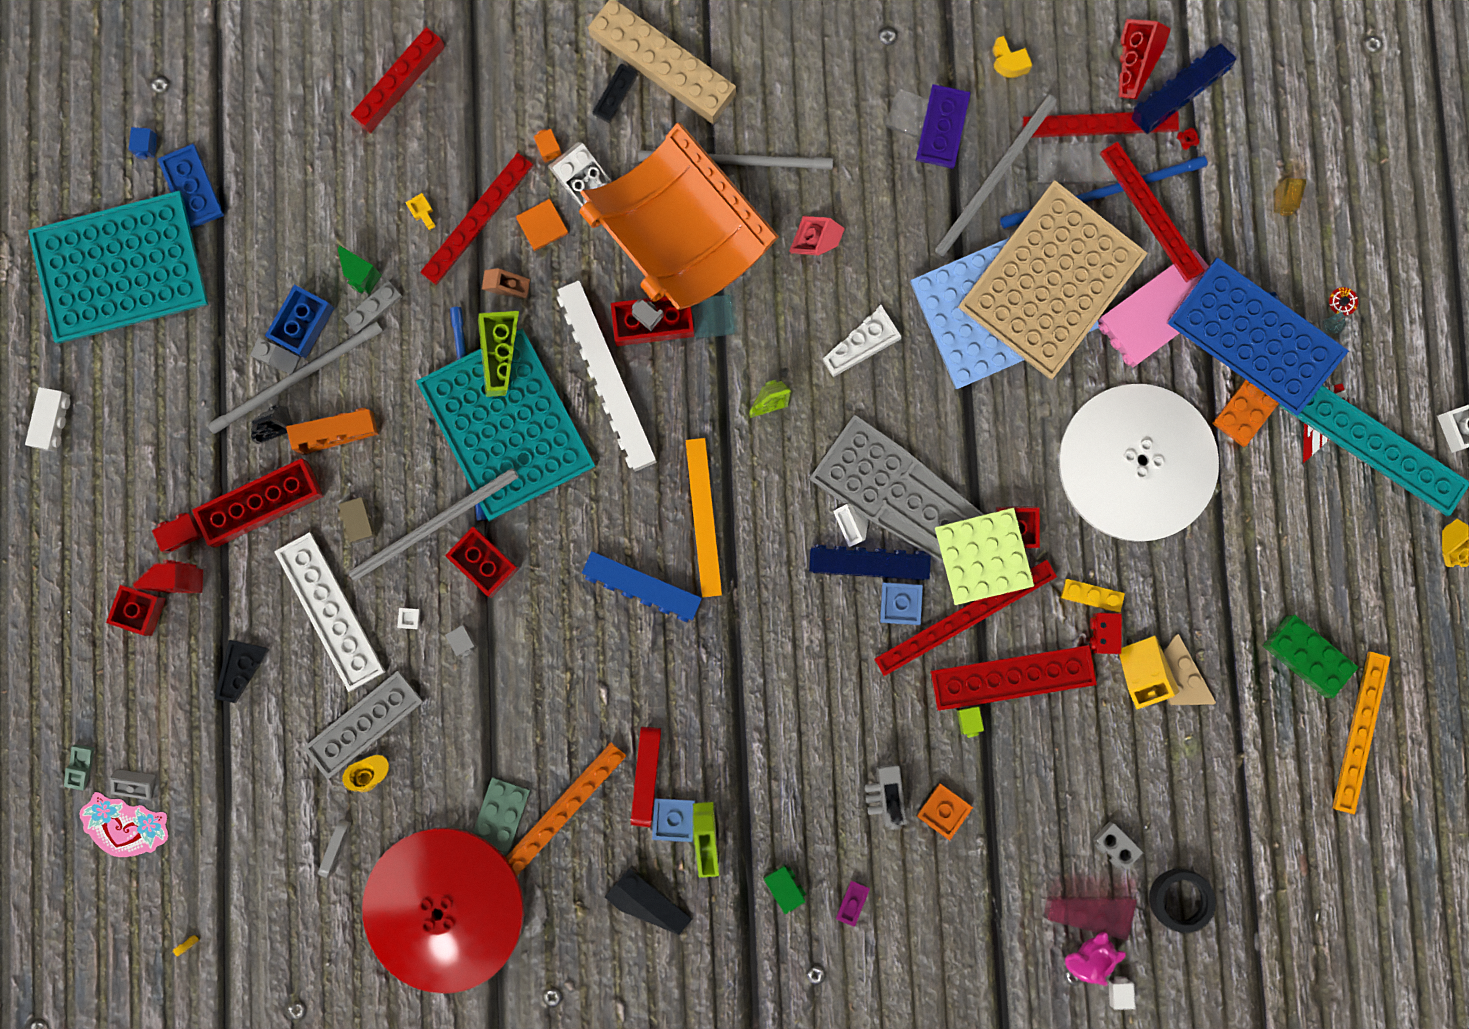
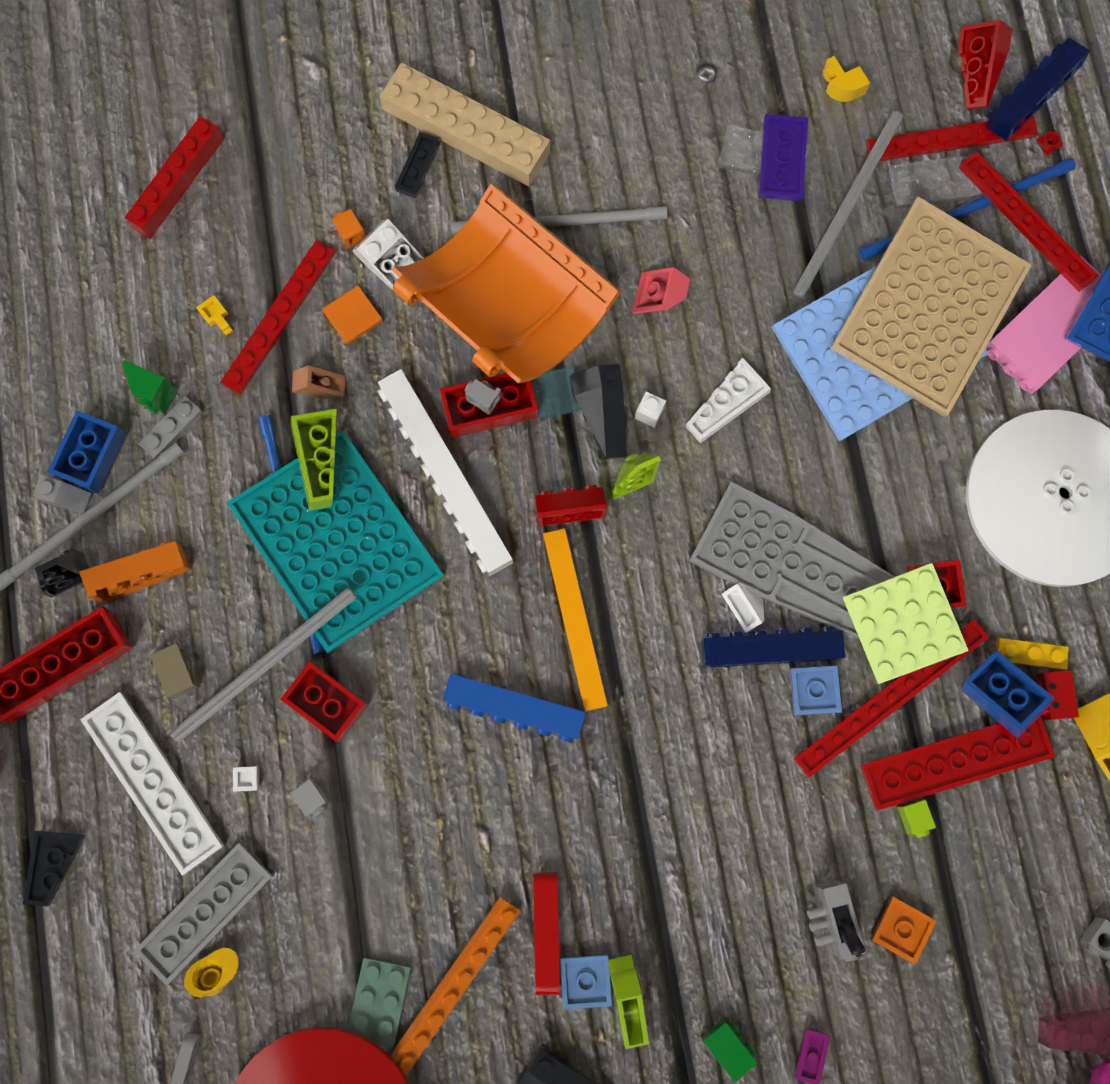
camera: 10 degrees left, 5 degrees down
(712, 418) = (570, 505): none -> red slope
(751, 332) = (602, 403): none -> black wedge
(792, 342) = (650, 409): none -> white brick
(1062, 626) = (1007, 694): none -> blue brick

